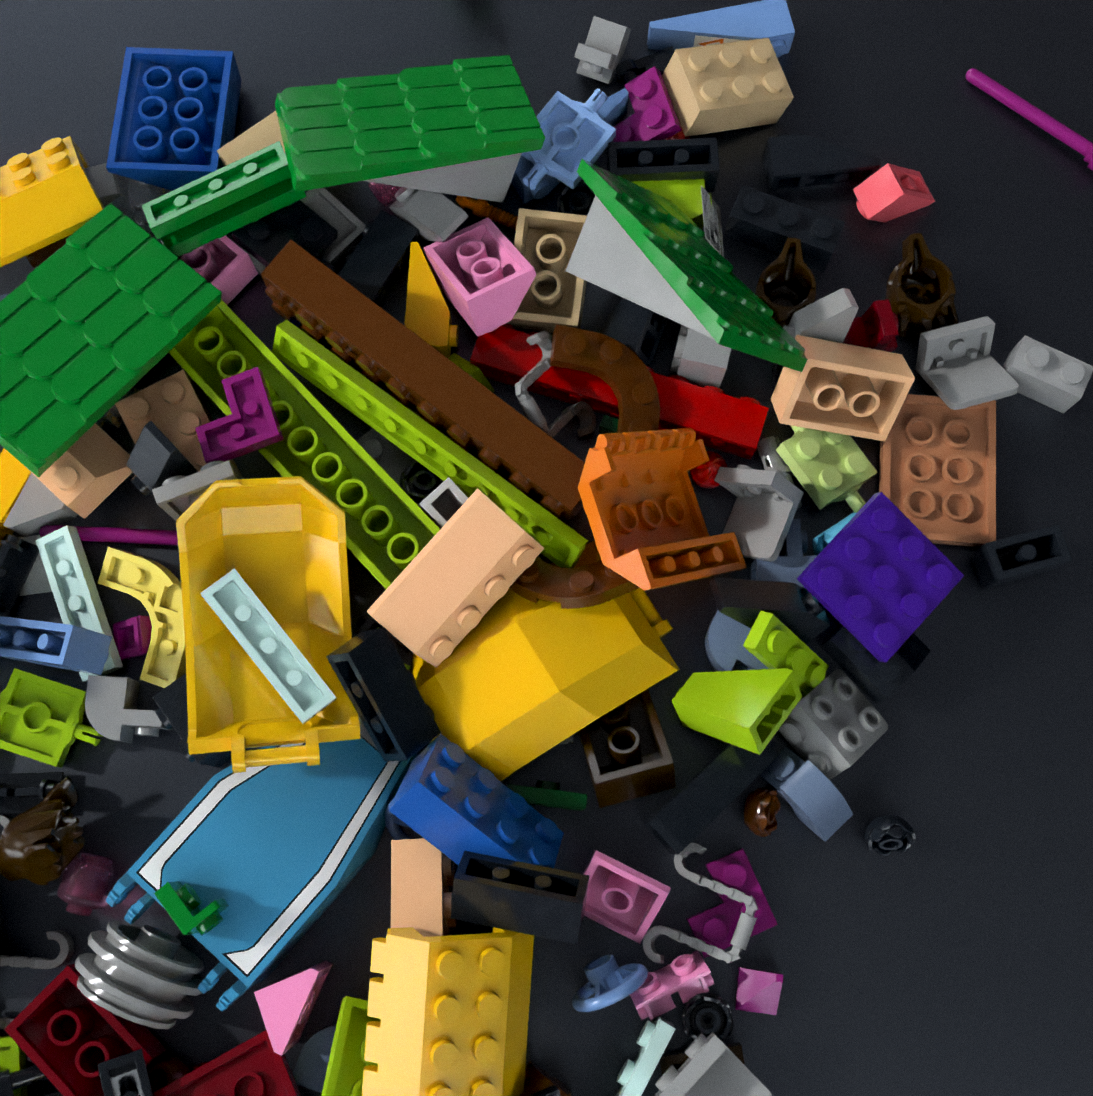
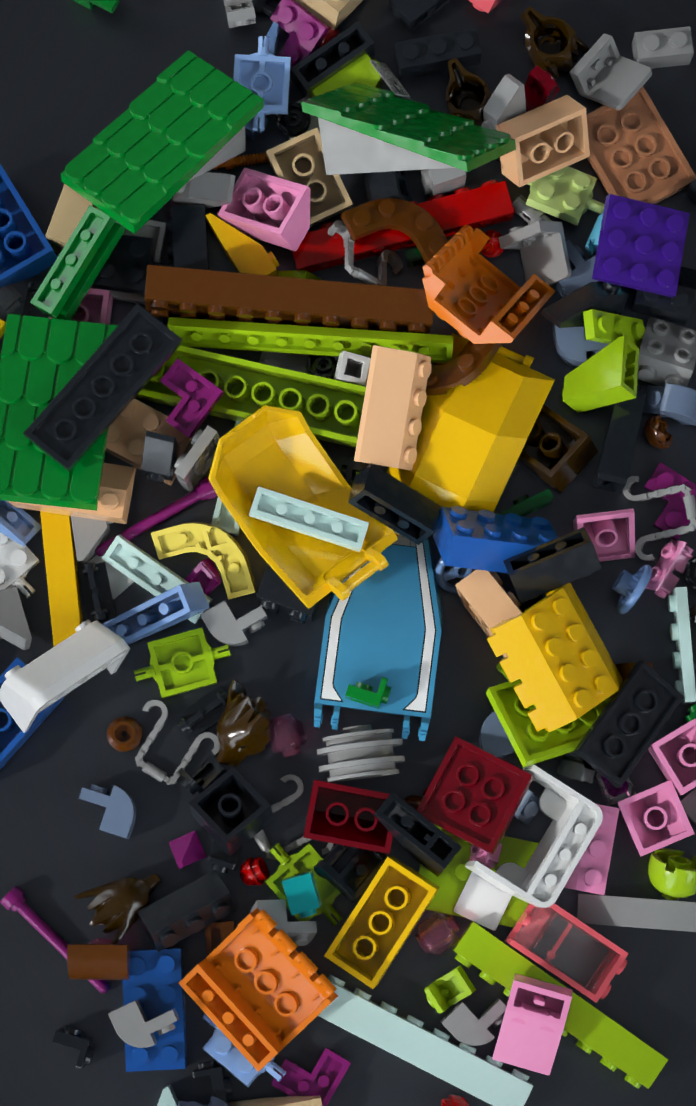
camera: 30 degrees left, 5 degrees up
(139, 343) = (103, 387): none -> black plate
(289, 1003) = (456, 716): bright pink slope -> none

